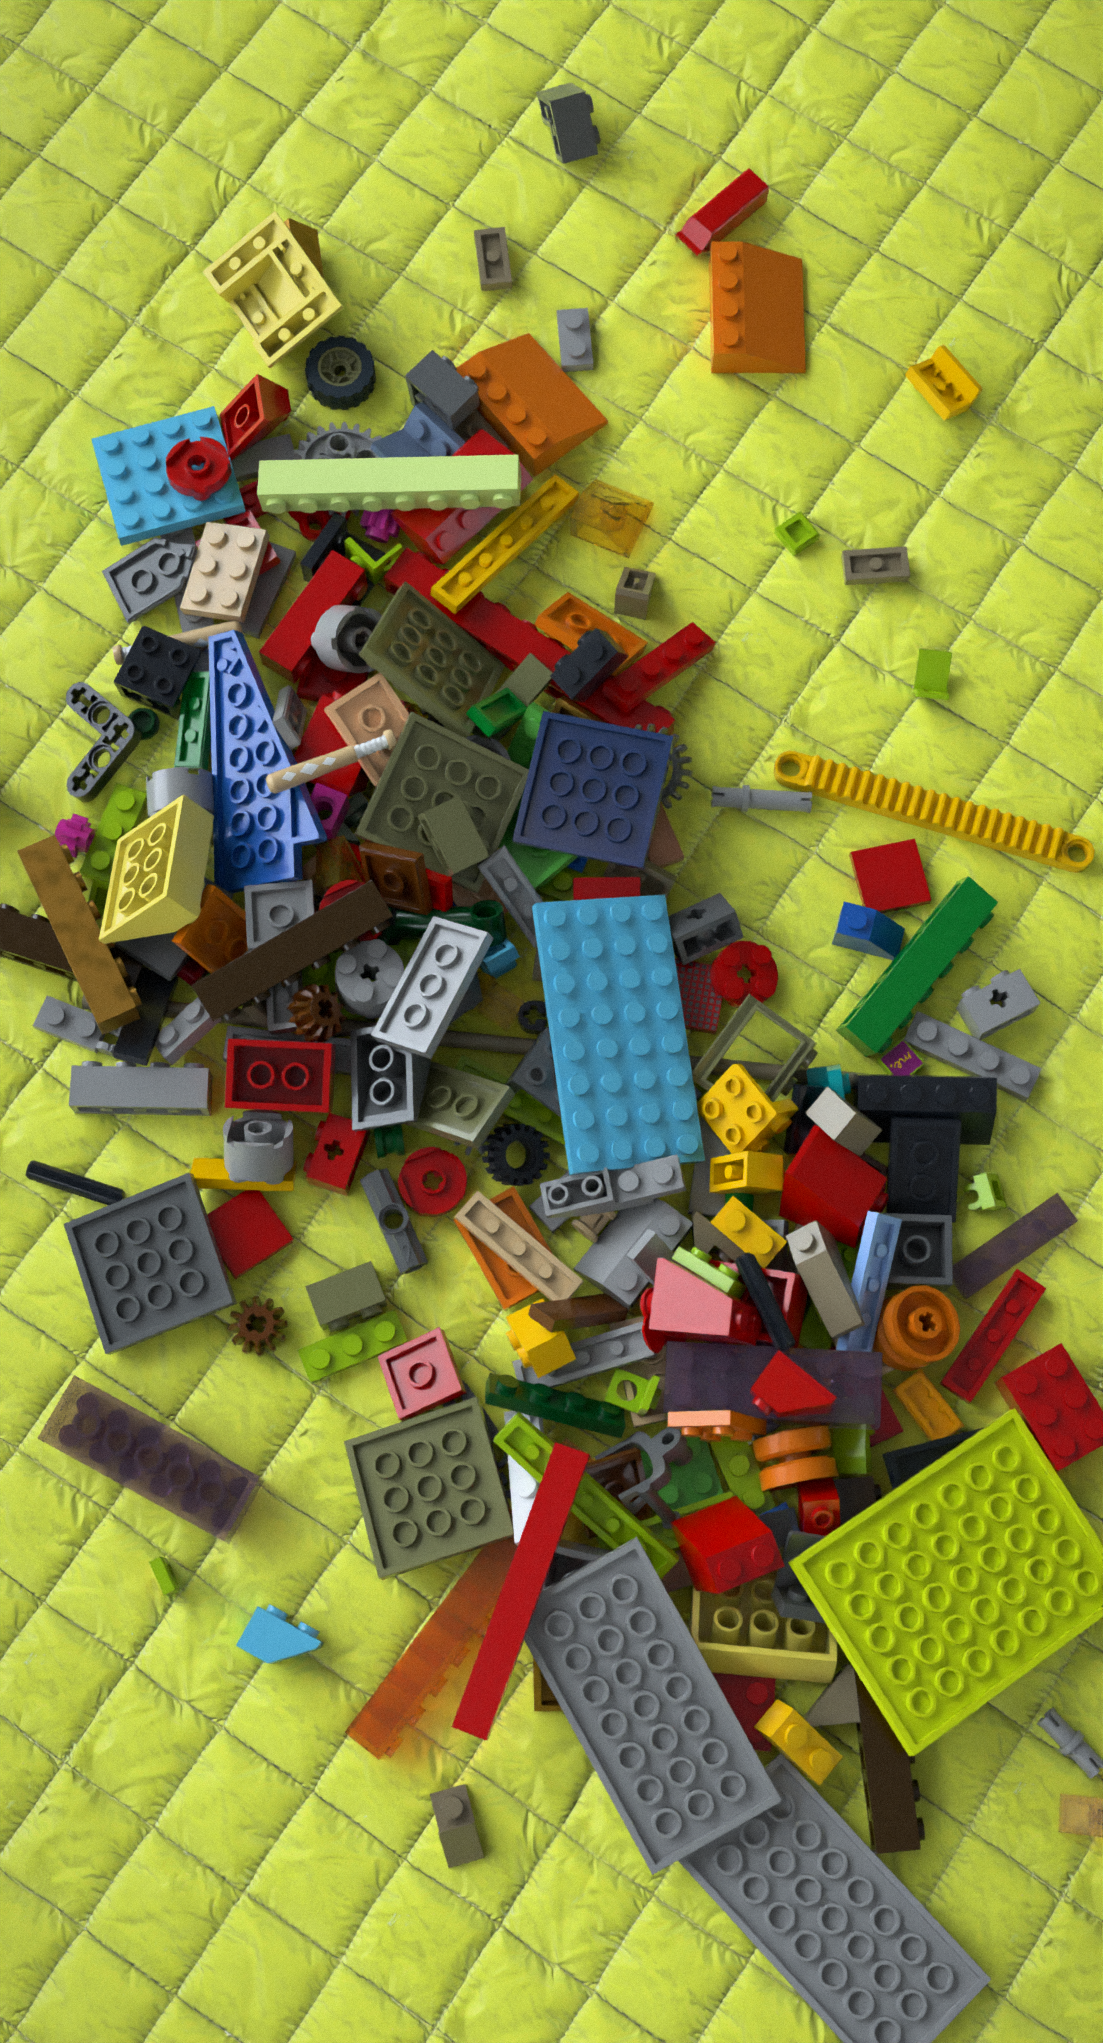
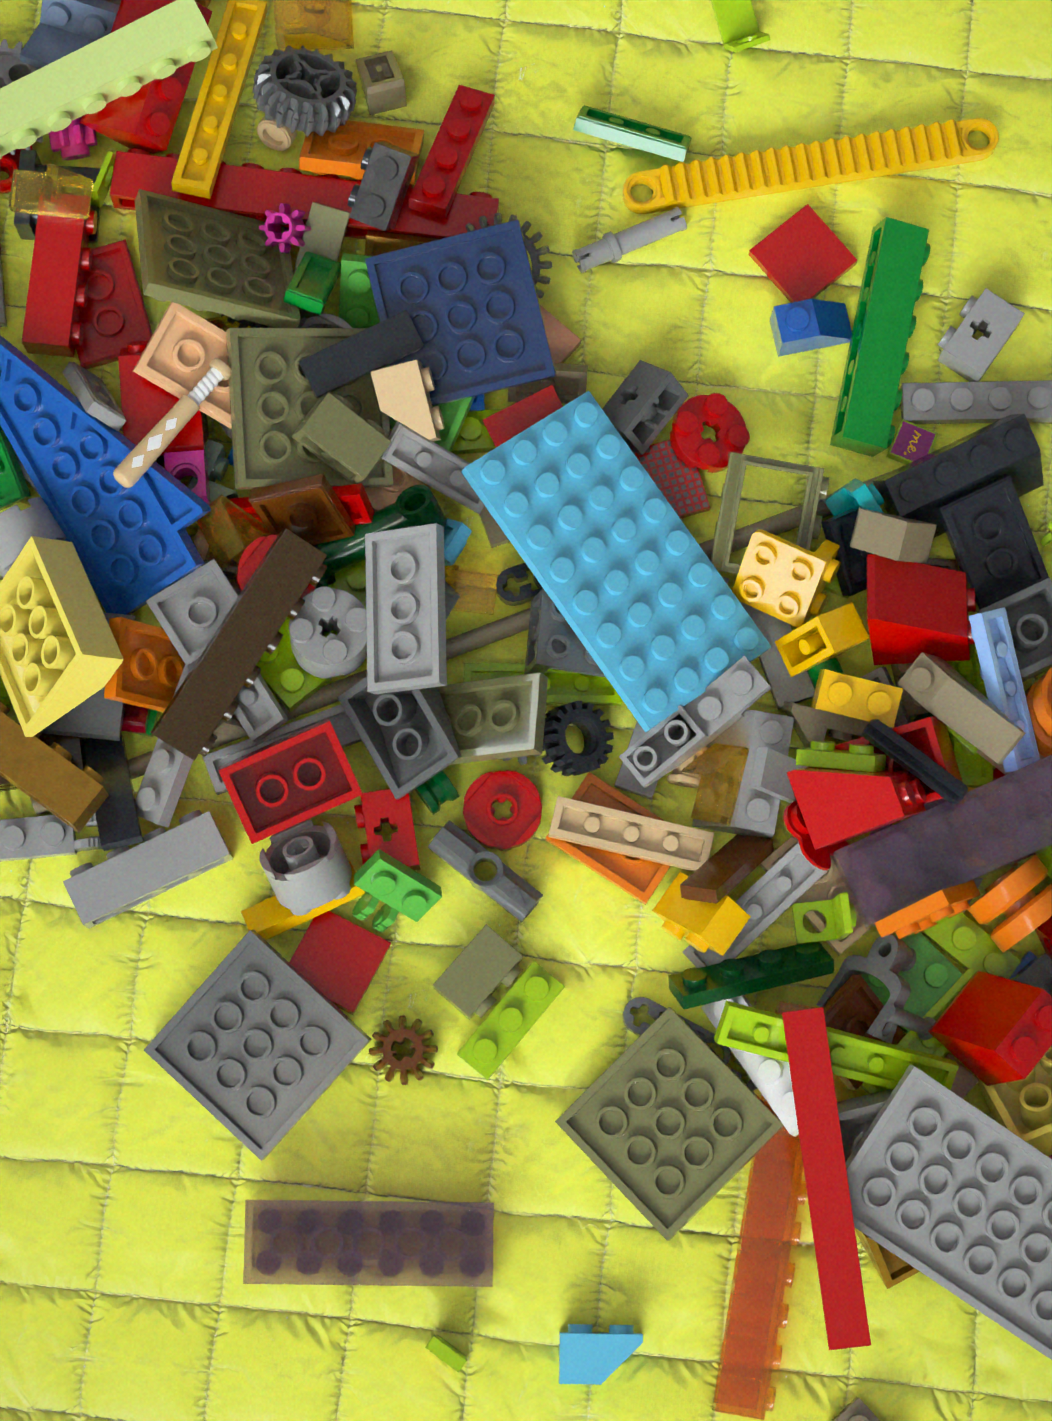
camera: 30 degrees left, 5 degrees up
(74, 1183) = (130, 1002): black axle -> none
(316, 1013) = (295, 696): reddish brown gear -> none
(319, 1198) = (397, 887): none -> bright green hinge
(339, 553) = (51, 193): none -> clear yellow slope
(342, 636) = (109, 280): light grey brick -> none
(421, 1374) = (598, 1013): plate -> none
(493, 655) = (273, 228): none -> dark pink gear
(502, 780) = (361, 354): none -> black tile
(519, 829) = (405, 397): none -> tan slope
(537, 589) = (274, 137): none -> tan tile
(571, 569) = (304, 90): none -> dark grey gear
(612, 1239) = (720, 778): none -> clear yellow slope
(789, 1390) = (988, 838): red slope -> none
(806, 720) = (632, 133): none -> tile

